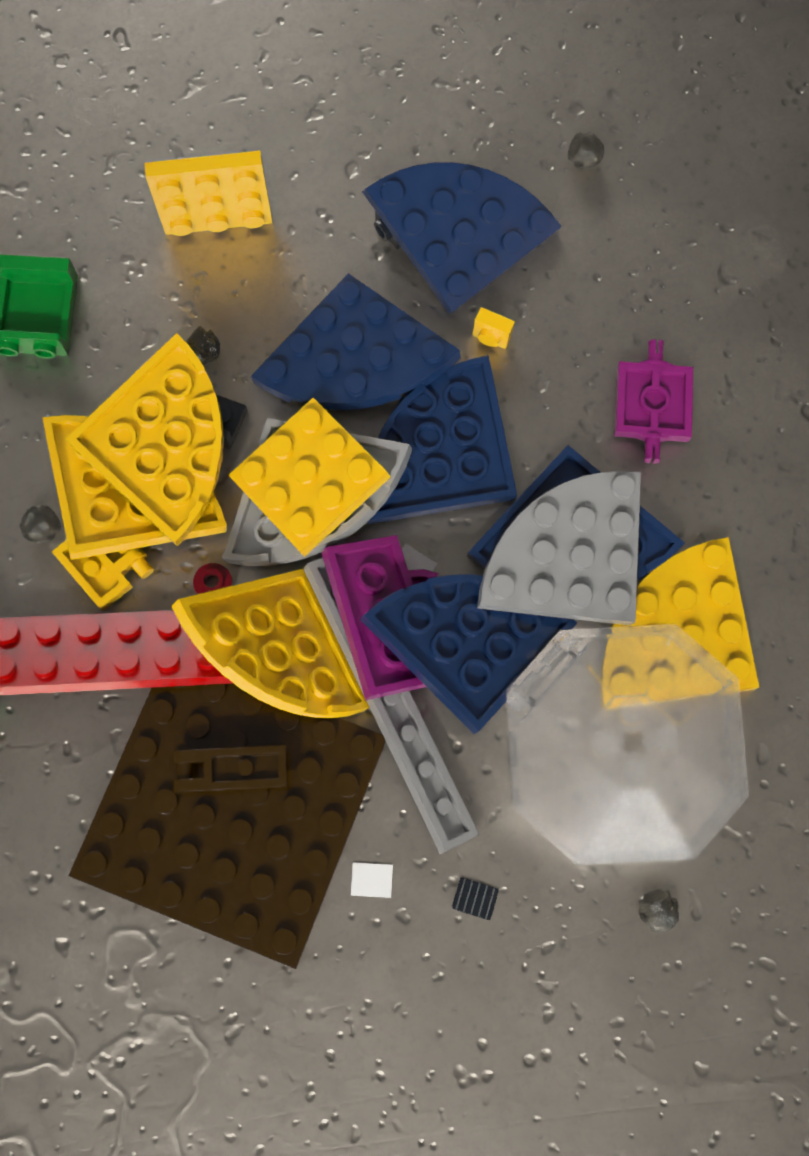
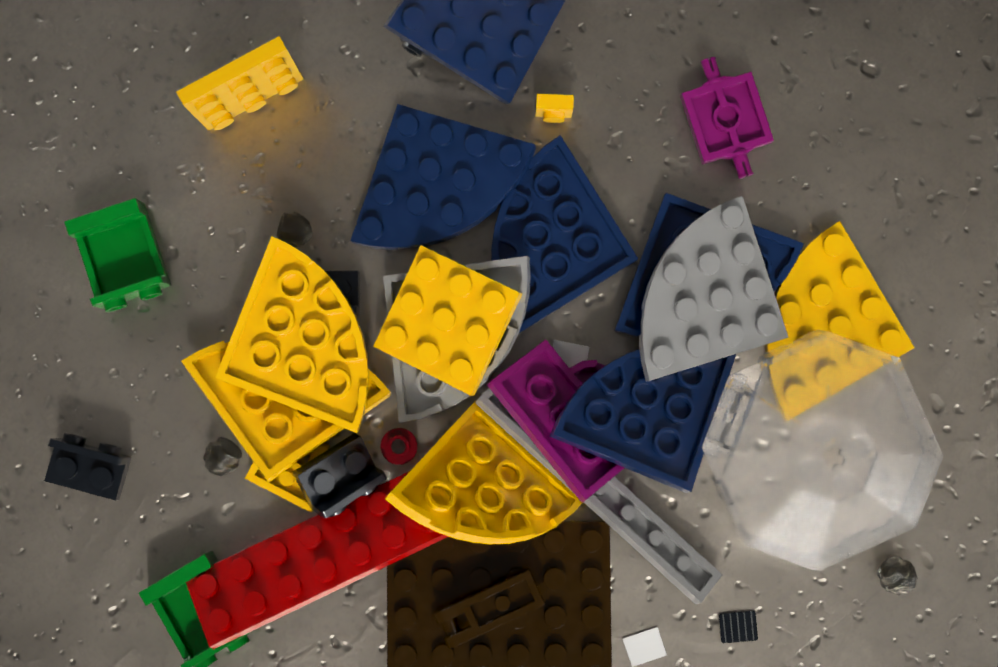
camera: 20 degrees left, 10 degrees up
(140, 583) = (338, 477): none -> black bracket

